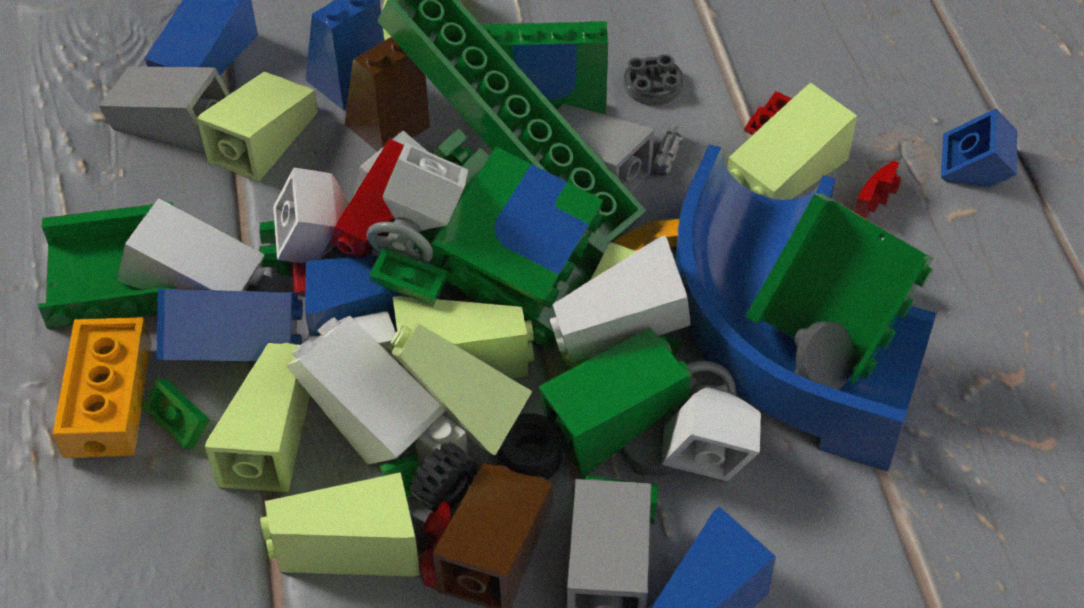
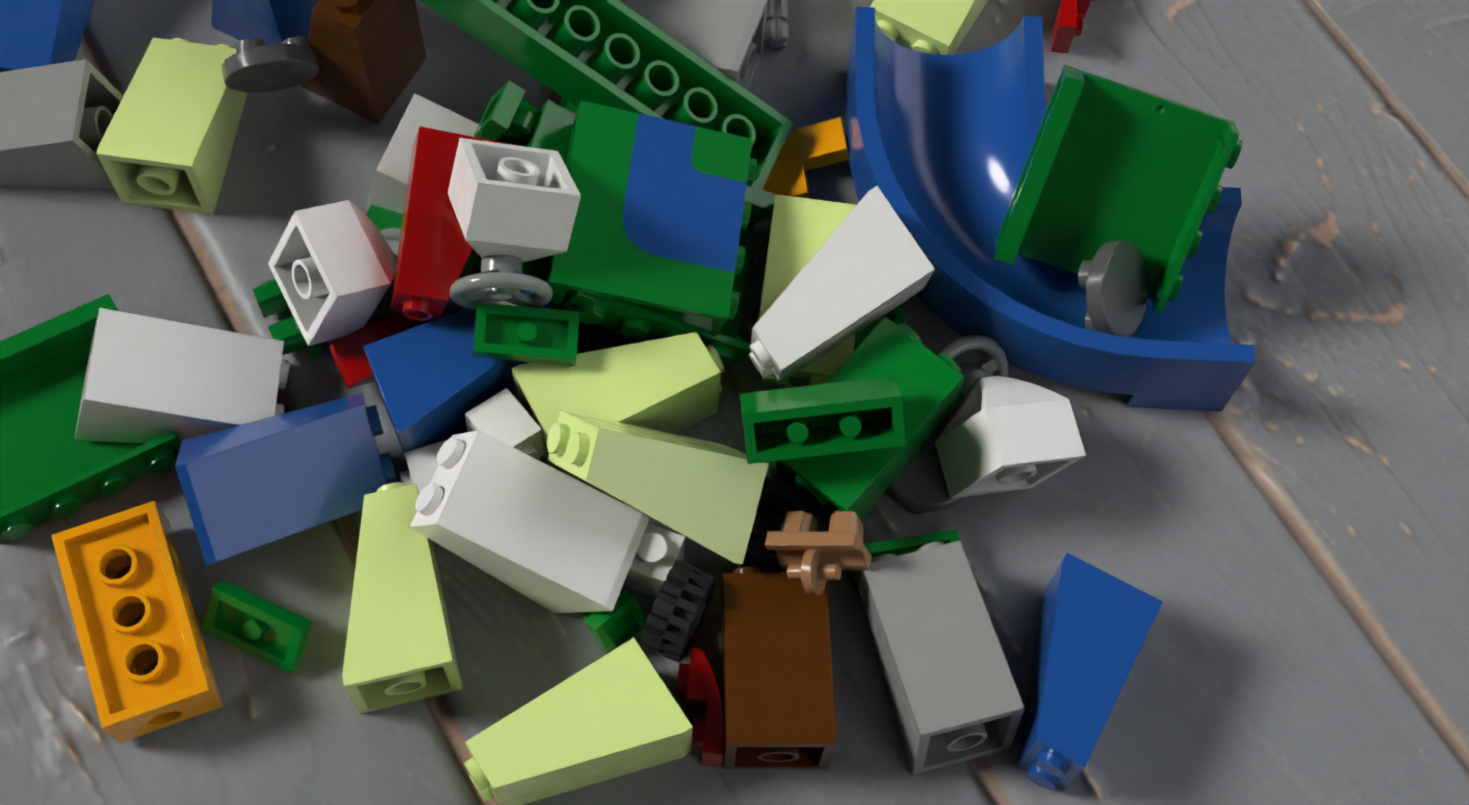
camera: 25 degrees left, 15 degrees up
(323, 97) = (270, 67): none -> dark grey tile
(548, 461) = (819, 555): none -> medium nougat hips
(575, 370) = (822, 419): none -> green brick

